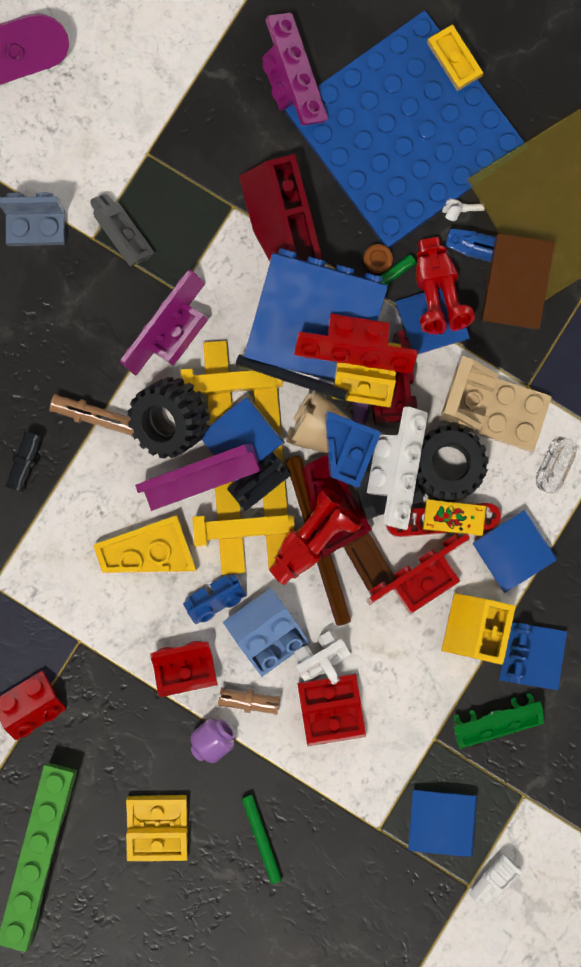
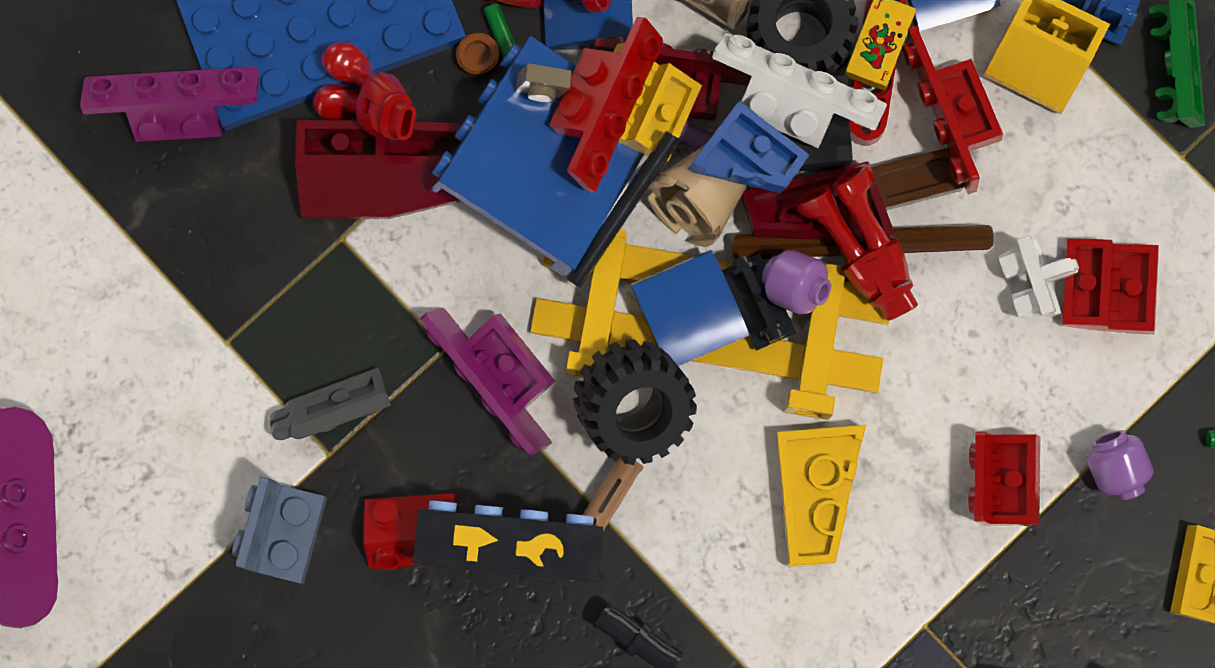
camera: 75 degrees left, 5 degrees down
(55, 301) = (392, 529): none -> red bracket
(57, 362) = (508, 544): none -> black brick
(200, 476) = (730, 382): magenta fence -> none
(226, 595) = (909, 393): blue hinge -> none
(249, 701) = (1073, 398): medium nougat pin -> none
(266, 632) = (978, 347): medium blue slope -> none
(273, 500) = (796, 282): none -> medium lavender head
(325, 188) = (380, 104): none -> red piece
(354, 301) = (543, 82): none -> dark tan plate

